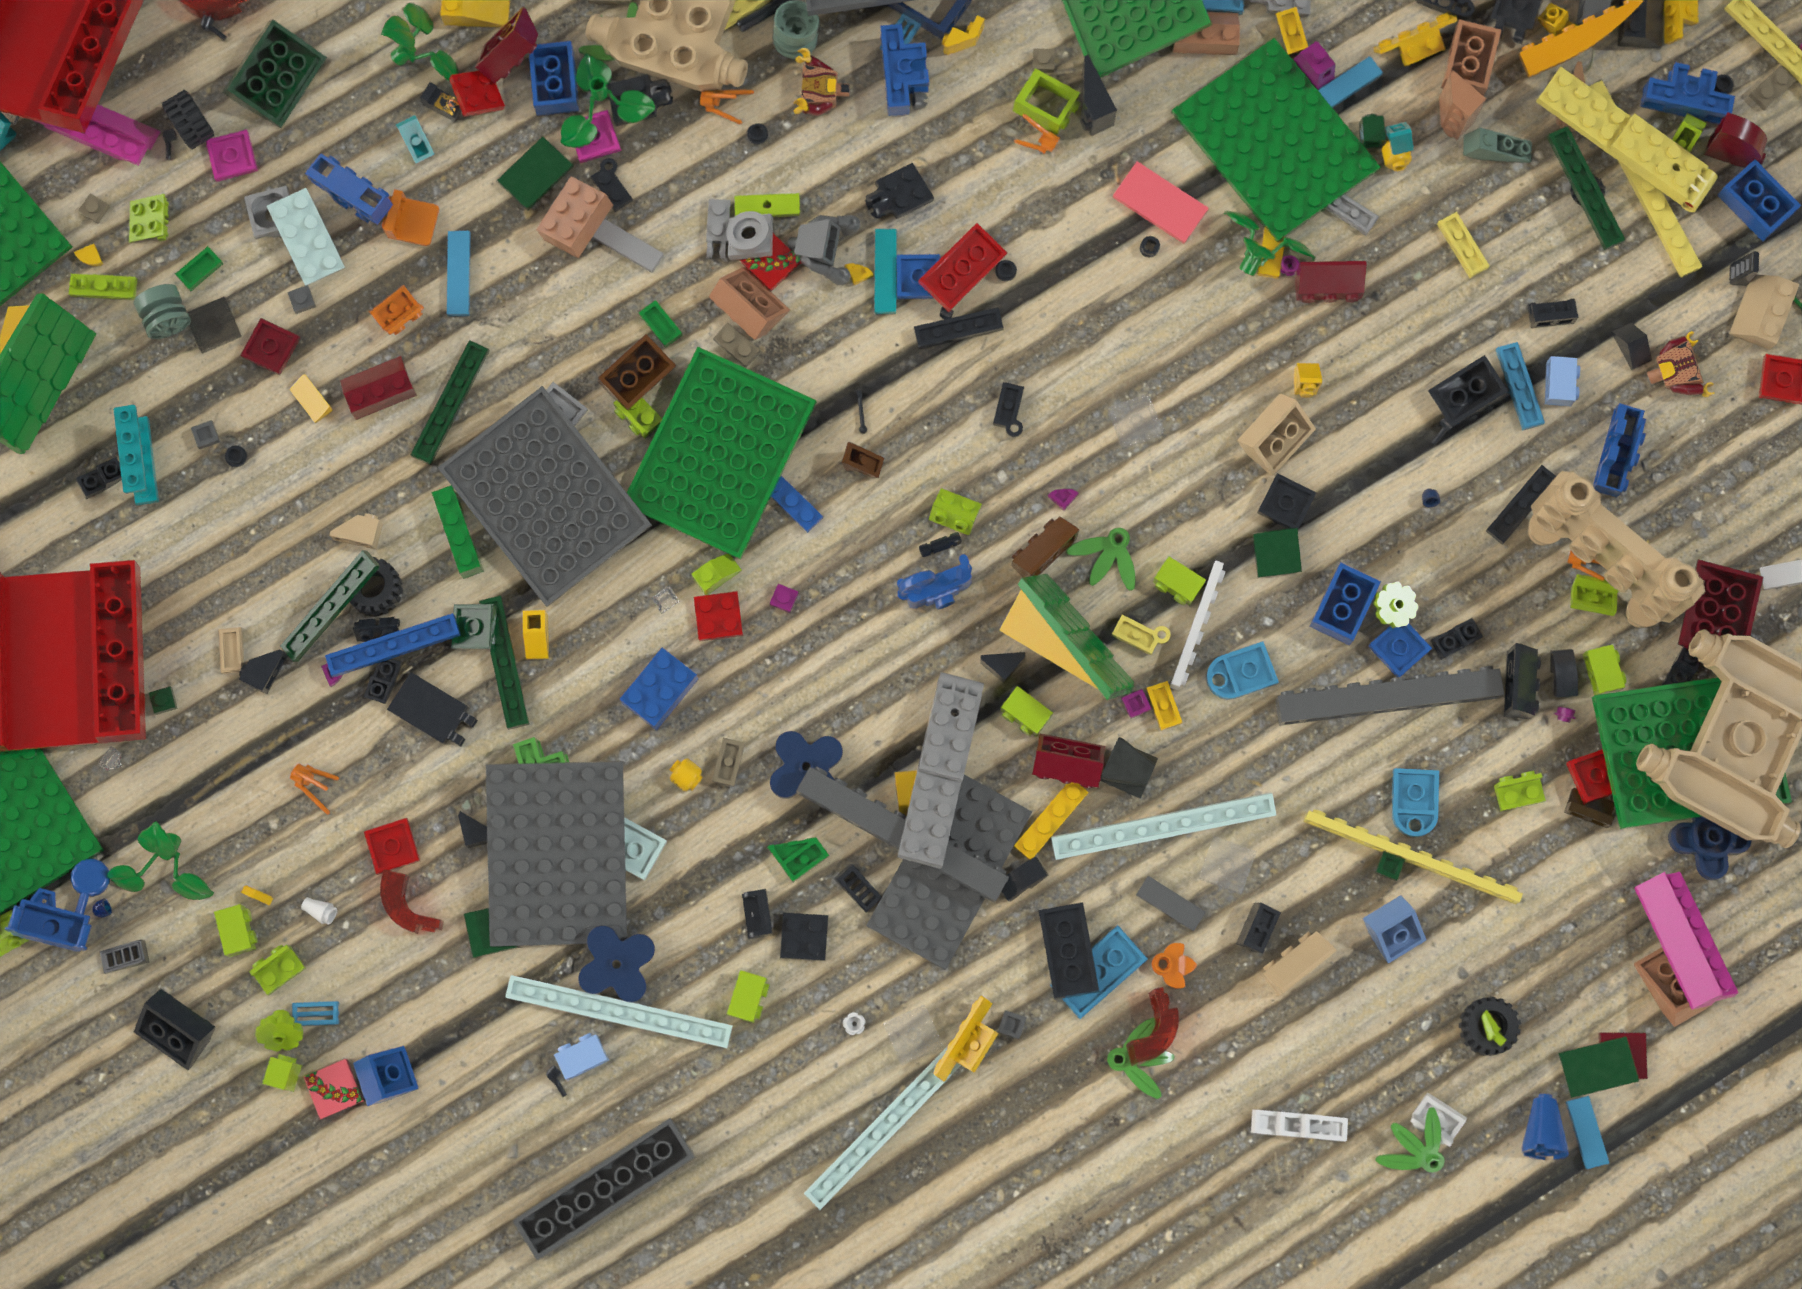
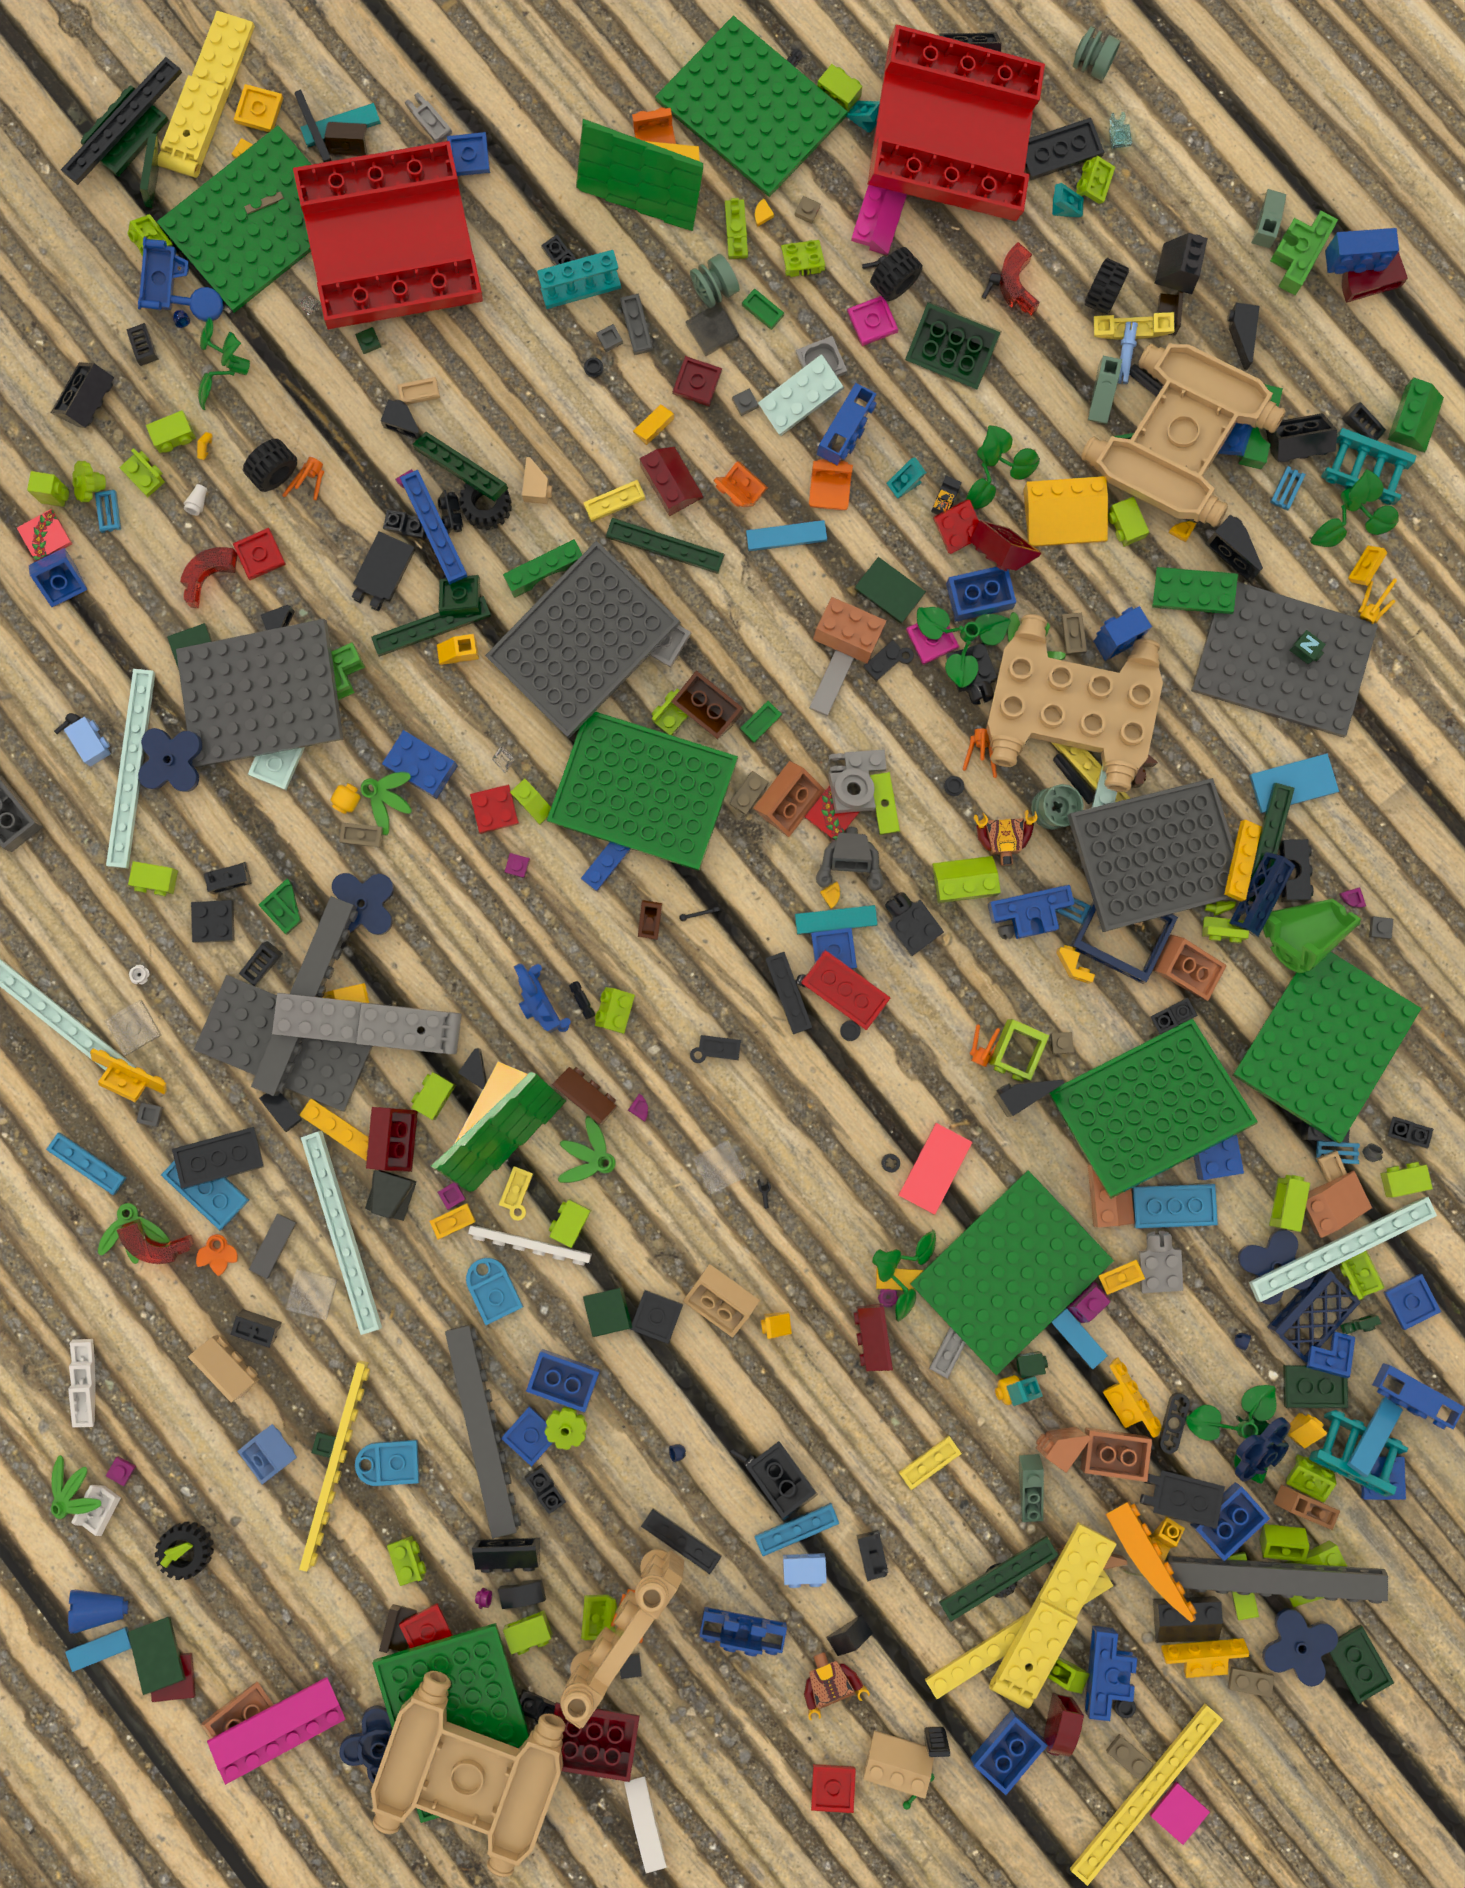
camera: 80 degrees right, 5 degrees up
(193, 405) = (636, 324): none -> dark grey tile
(295, 816) = (270, 465): none -> black tyre
(391, 451) = (614, 500): none -> light yellow tile
(685, 734) = (382, 795): none -> bright green plant
(858, 133) = (966, 879): none -> lime slope
(1058, 1102) = (86, 1163): none -> dark azure tile
(1164, 376) = (764, 1189): none -> black hand
(1398, 1092) = (120, 1471): none -> magenta plate

